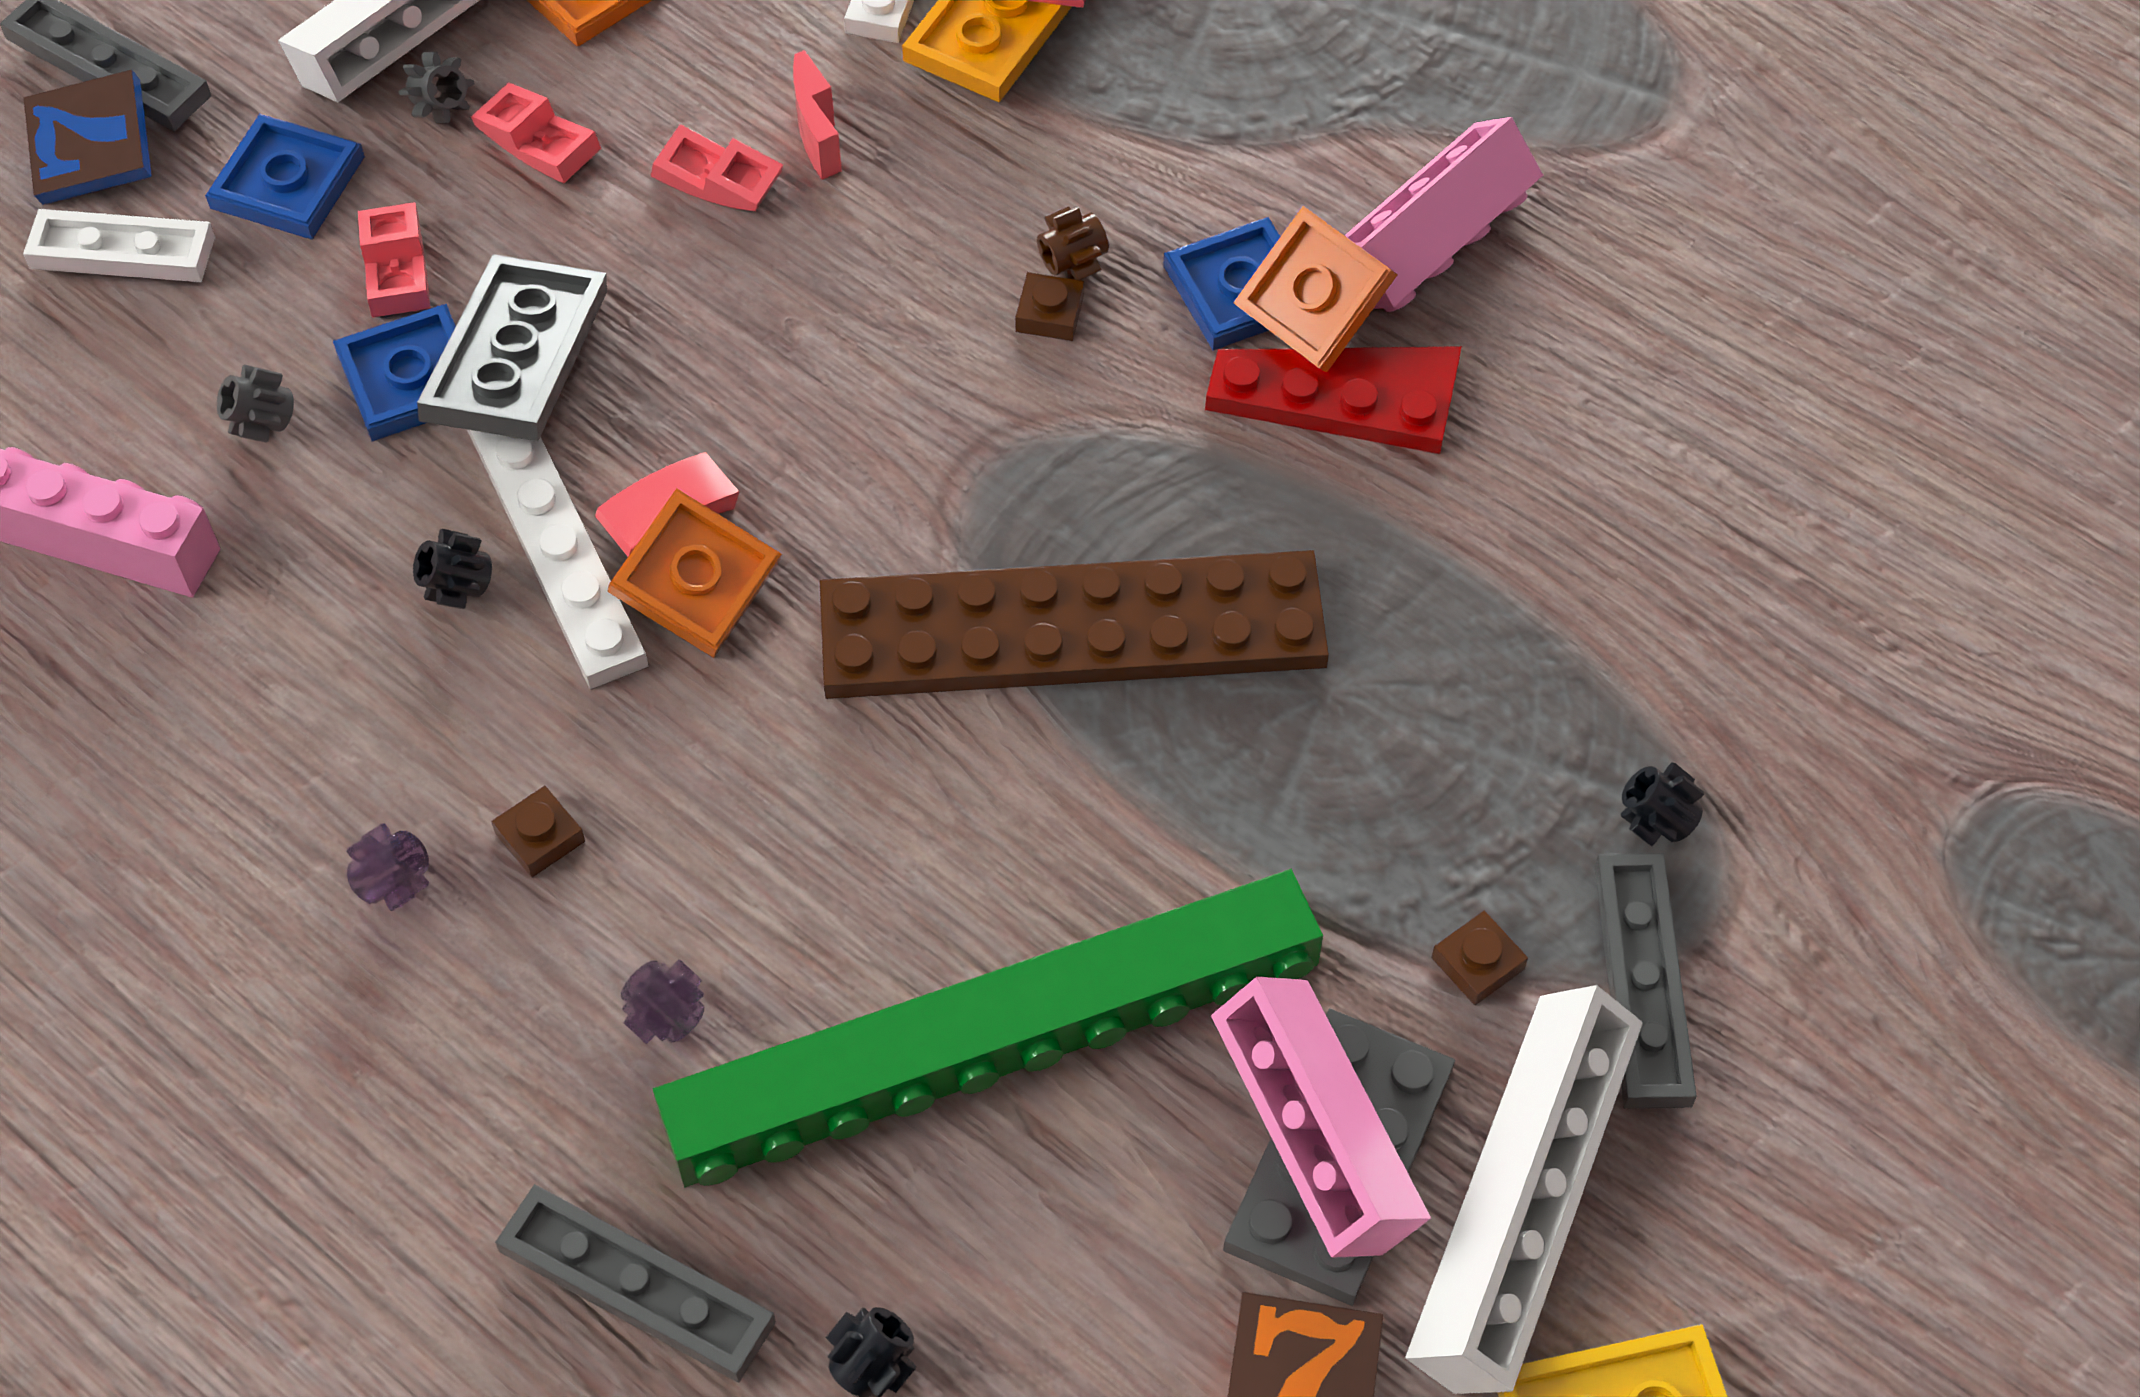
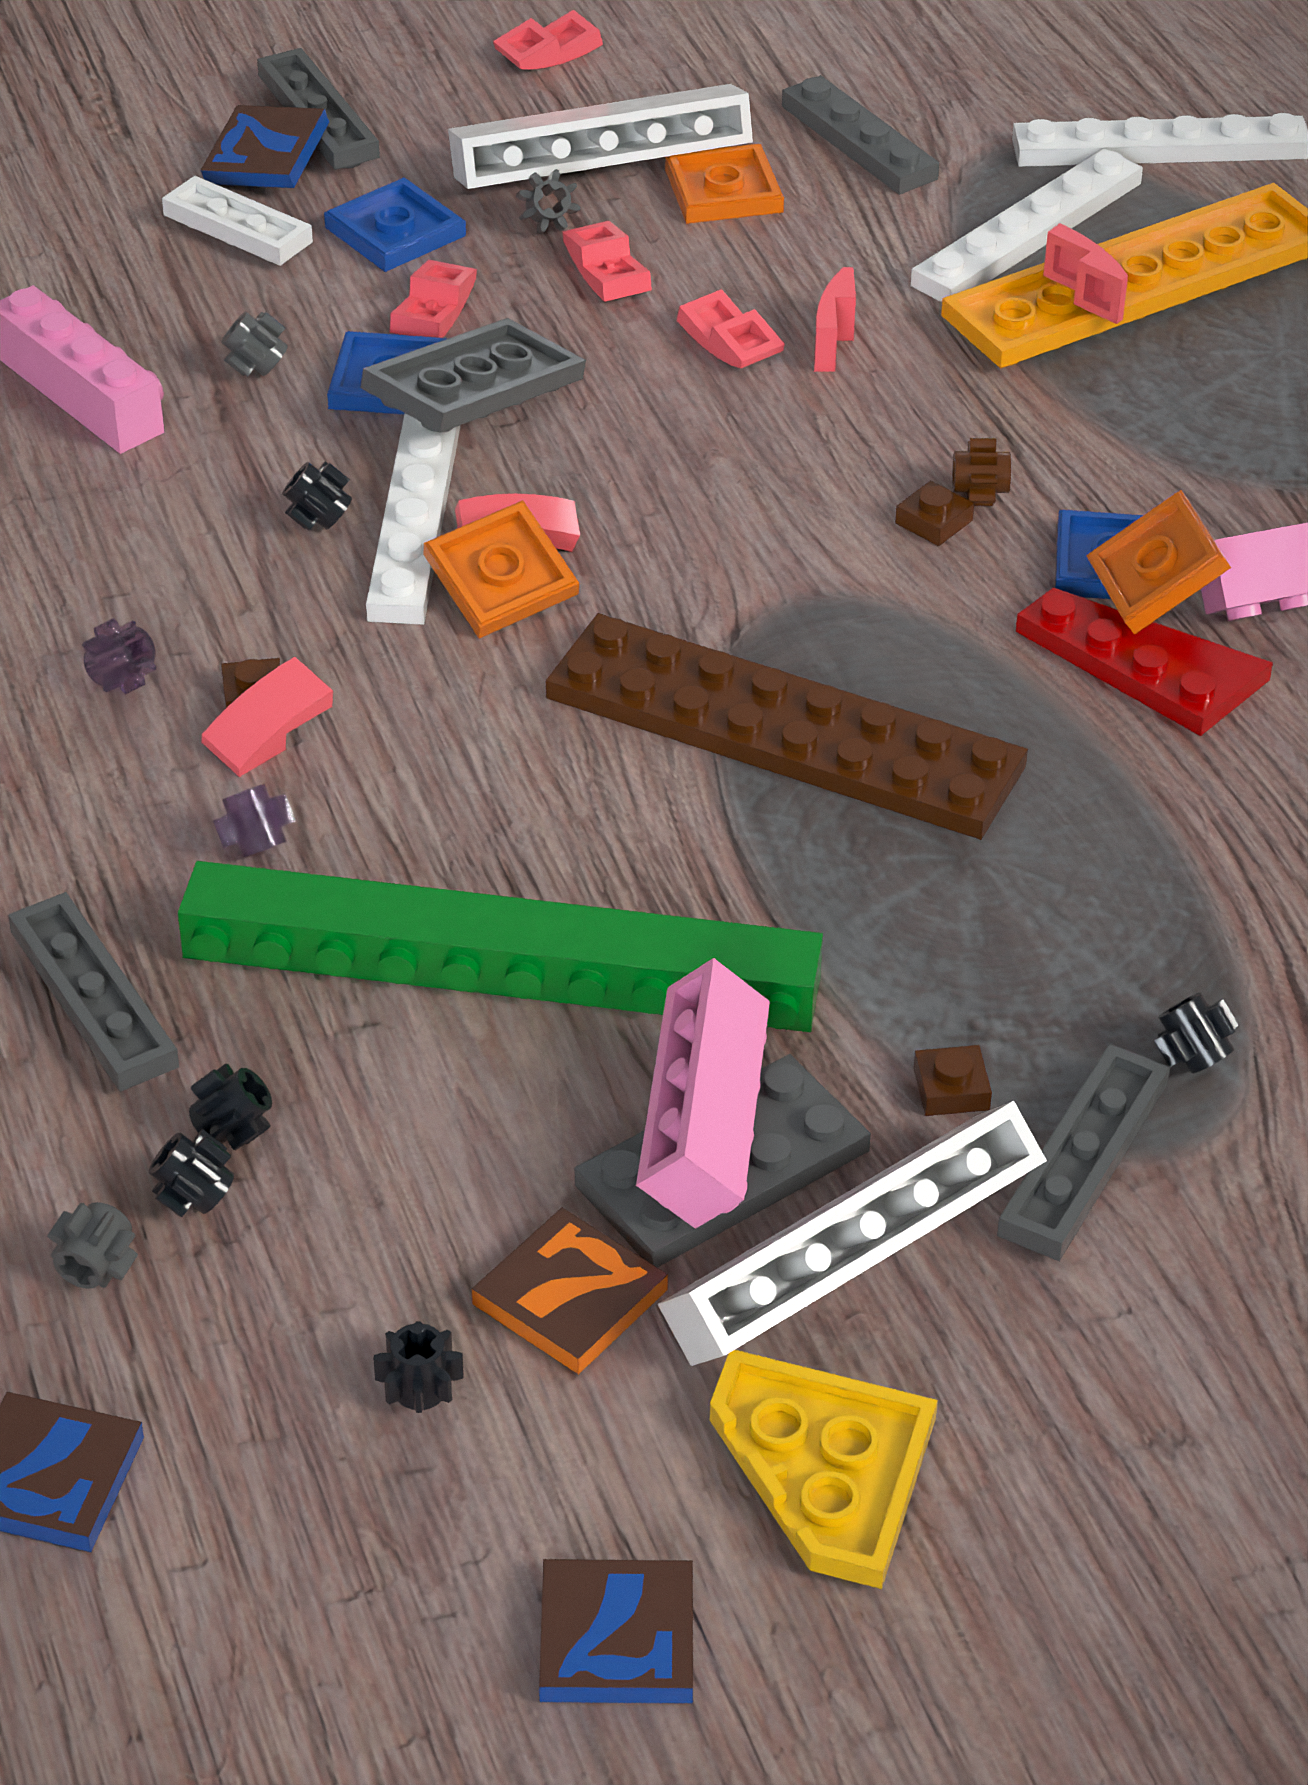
camera: 30 degrees right, 15 degrees down
(583, 865) = (259, 719): none -> coral slope

